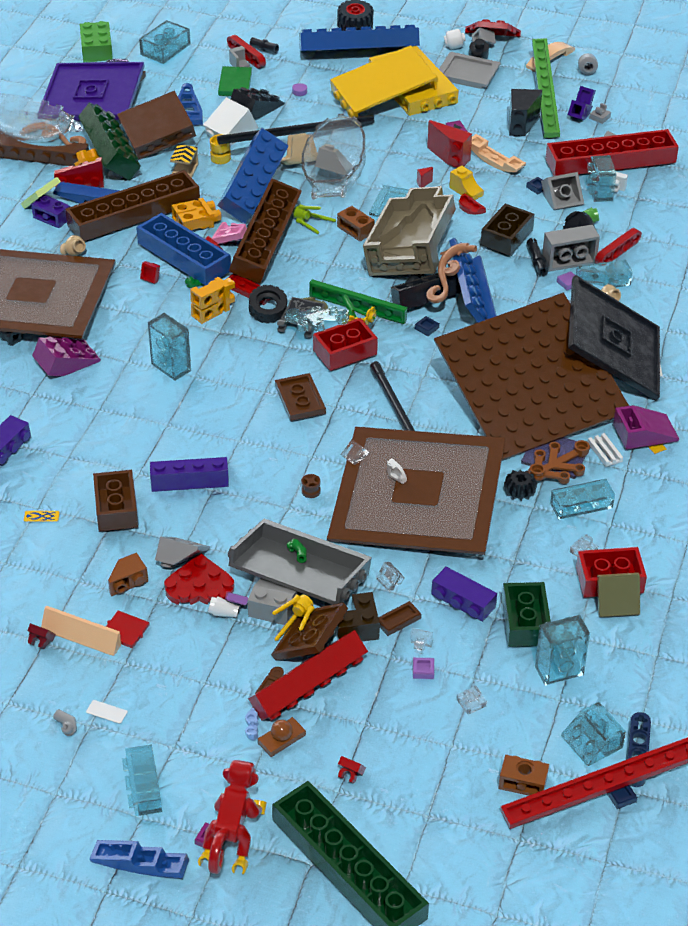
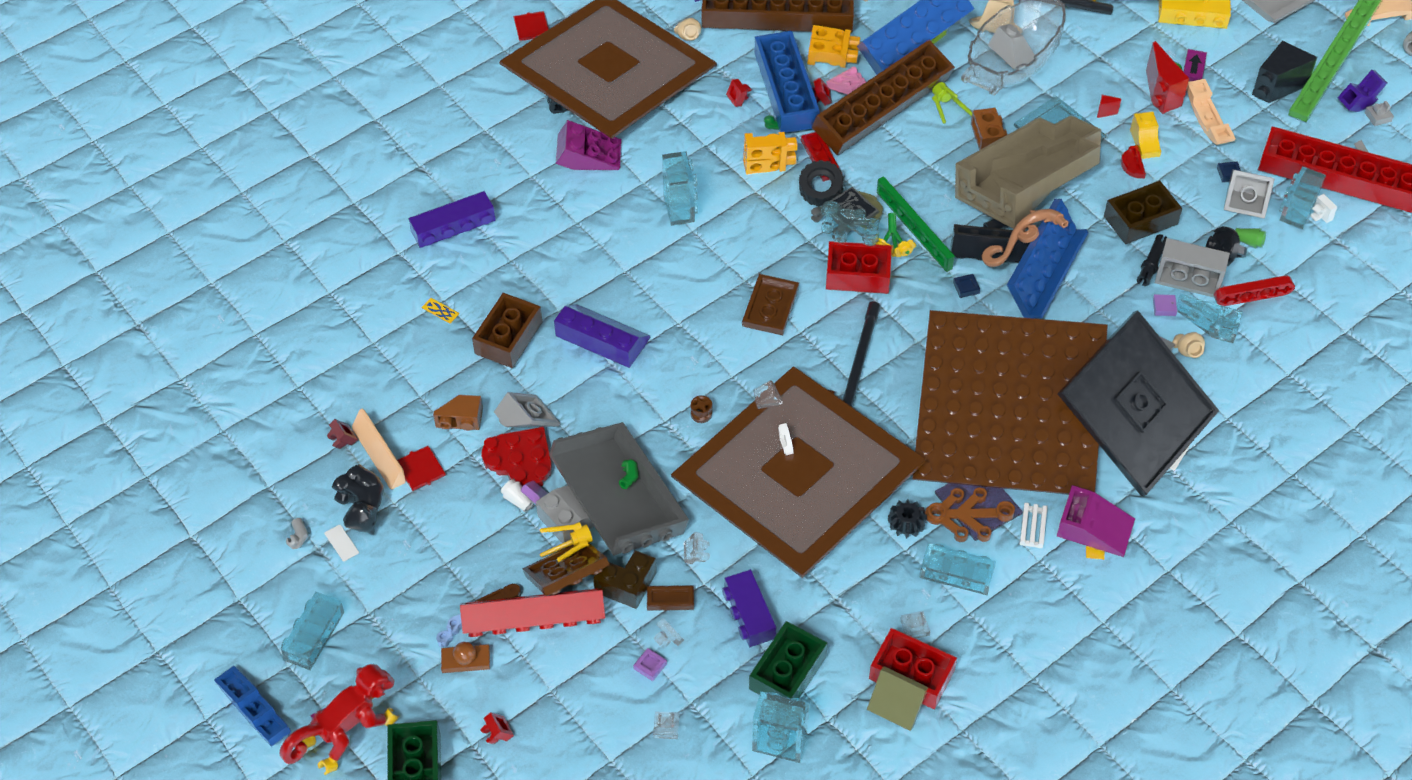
camera: 35 degrees right, 10 degrees up
(100, 662) = (365, 492): none -> black animal

